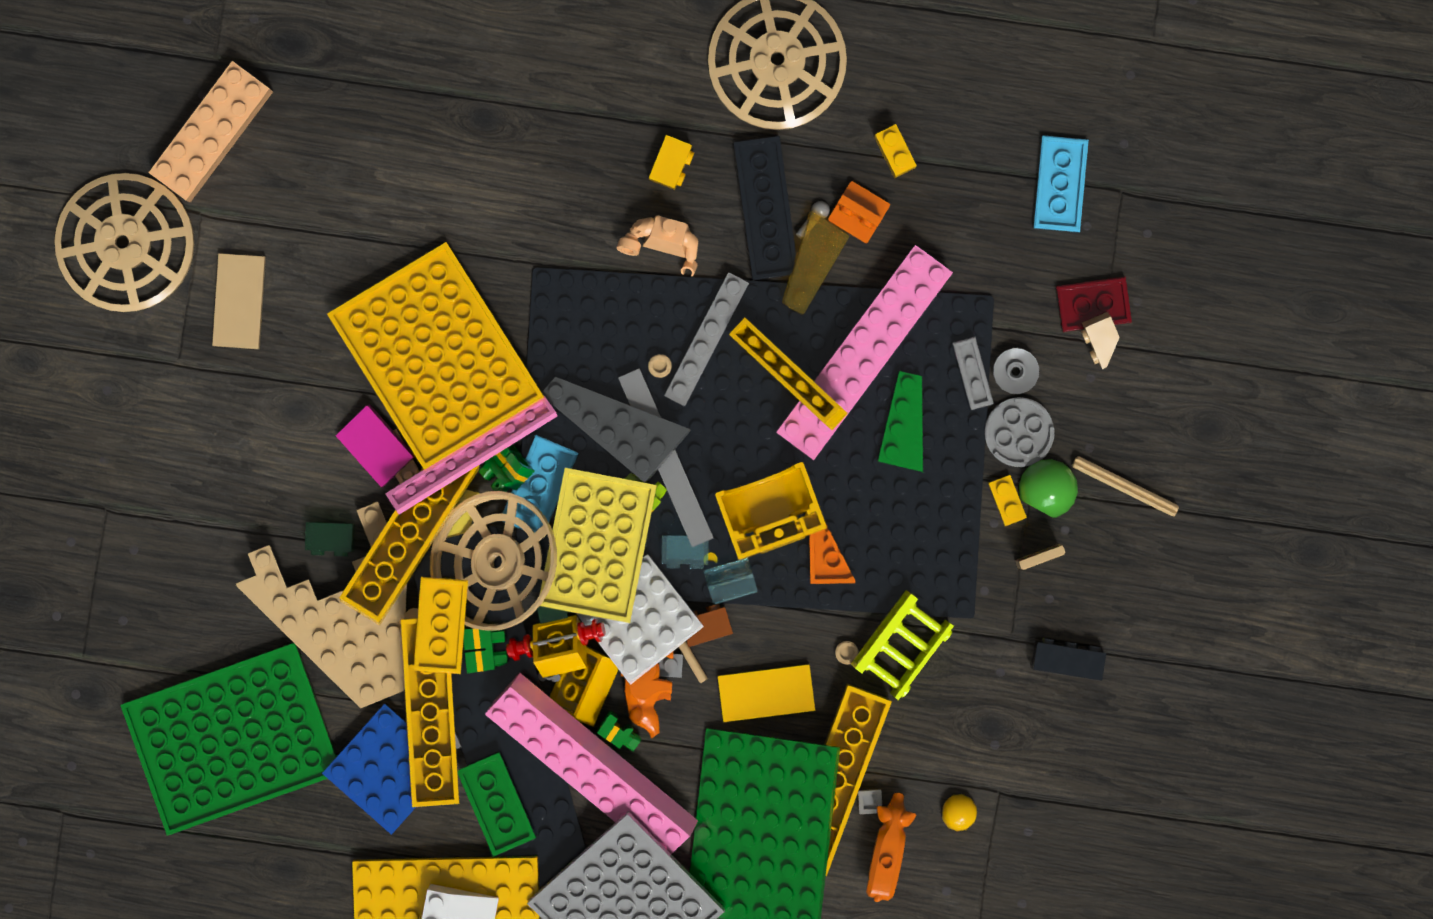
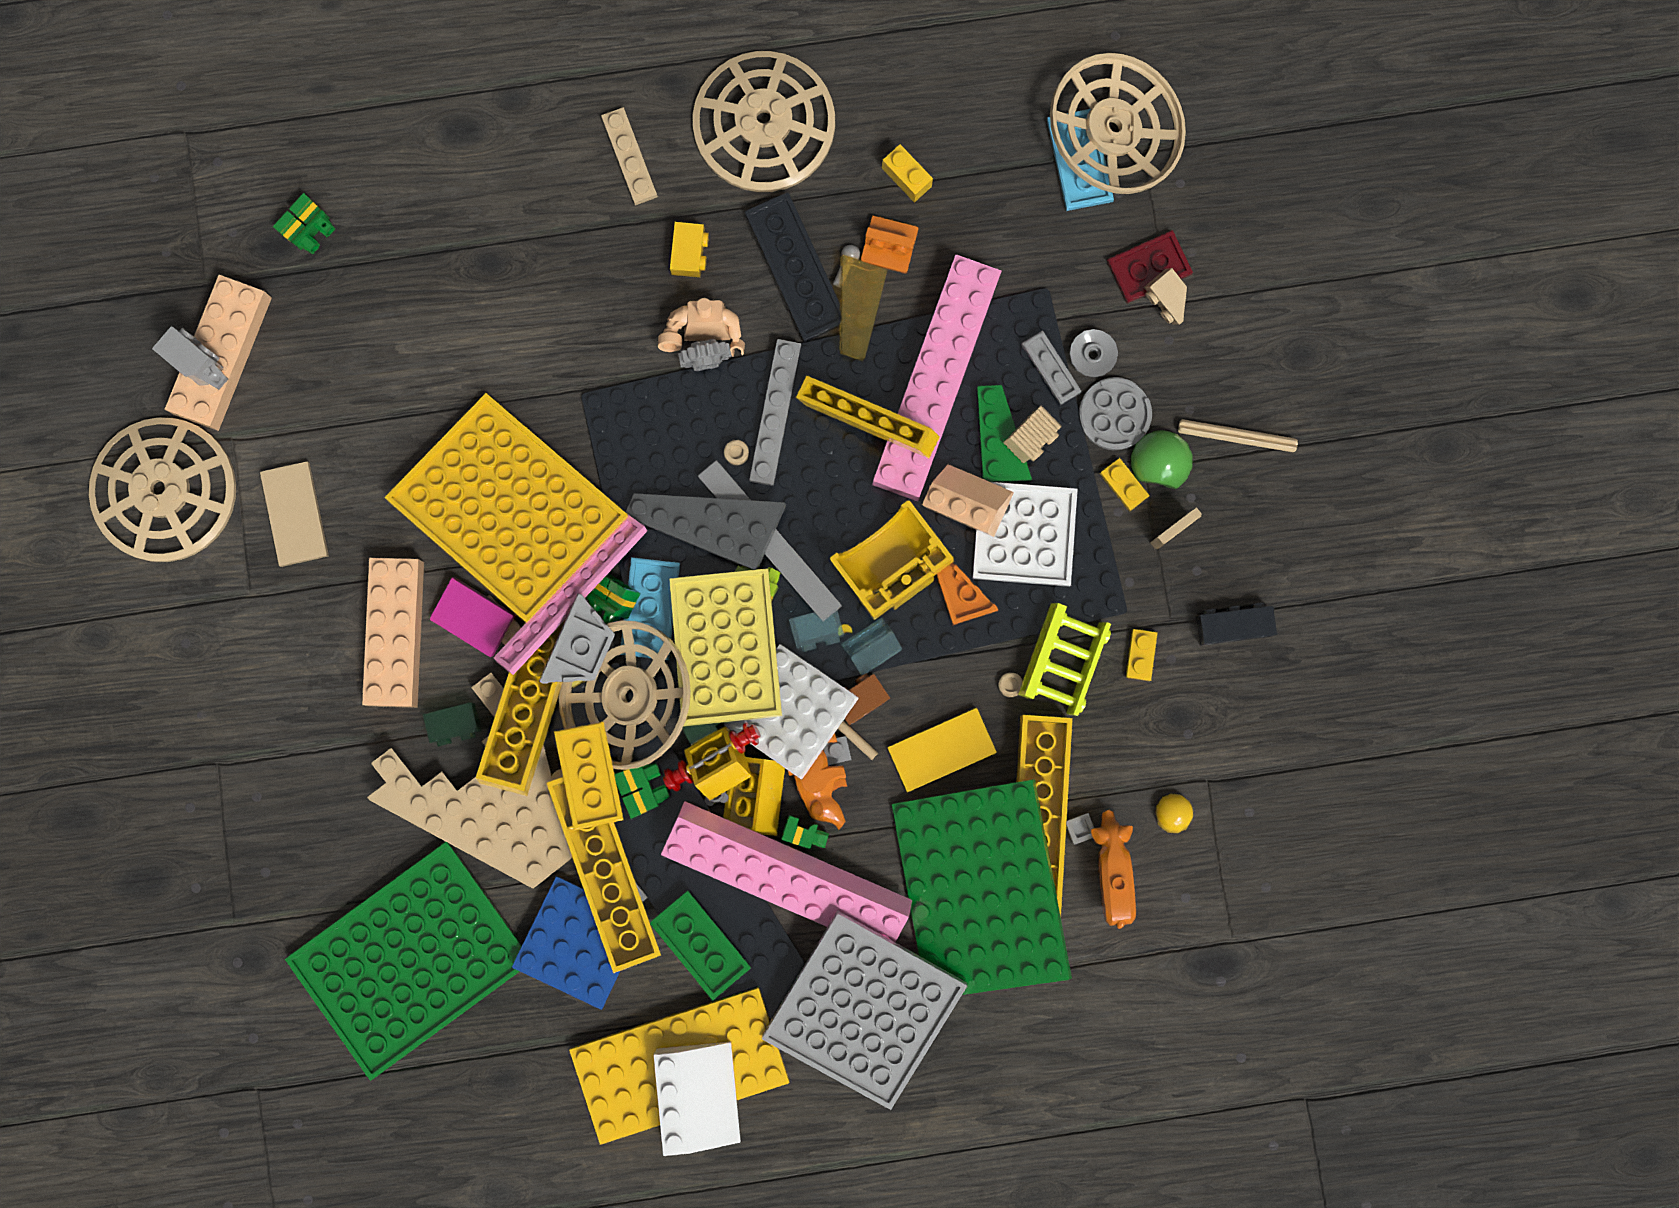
camera: 15 degrees left, 5 degrees down
(187, 139) = (191, 358): none -> light grey hinge
(299, 439) = (393, 632): none -> light nougat brick
(333, 31) = (302, 235): none -> green hips
(465, 505) = (579, 646): none -> light grey wing
(642, 56) = (629, 156): none -> tan plate
(657, 268) = (704, 355): none -> light grey gear
(858, 474) = (968, 499): none -> light nougat slope
(901, 519) = (1032, 539): none -> white plate
(935, 432) = (1032, 435): none -> tan brick
(974, 661) = (1141, 655): none -> yellow plate
(1115, 163) = (1124, 116): none -> tan dish

